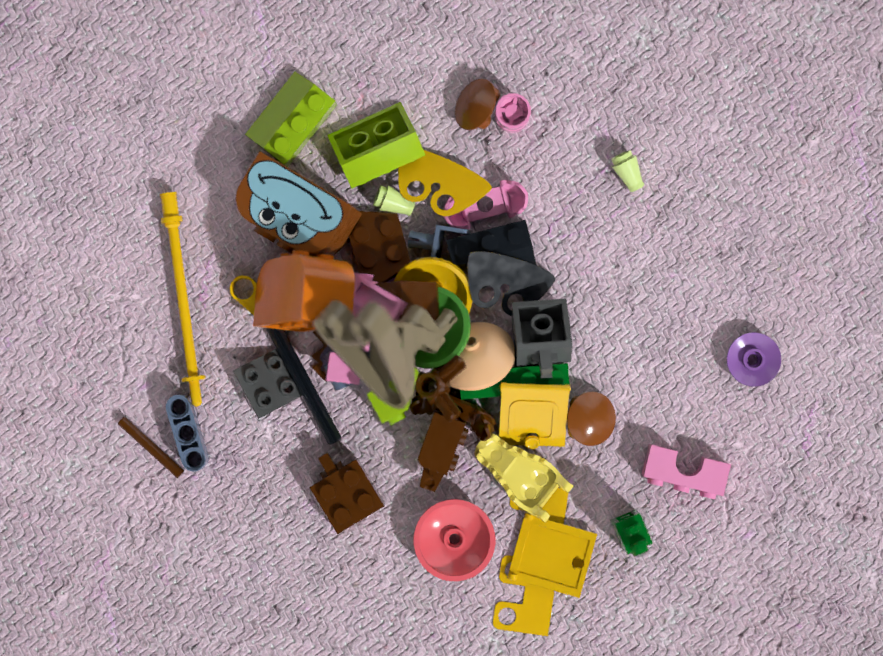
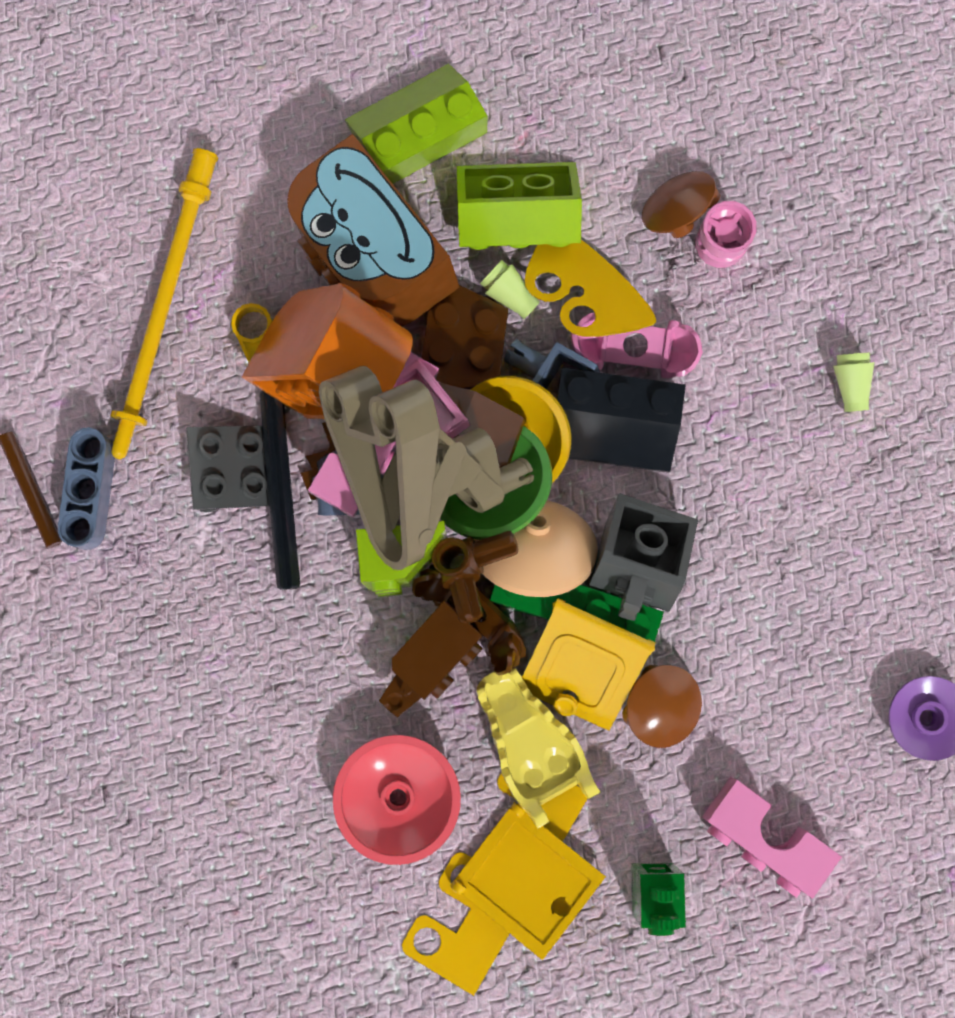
camera: 15 degrees right, 5 degrees down
(345, 493) = (270, 666): reddish brown hinge -> none
(497, 269) = (620, 440): black piece -> none

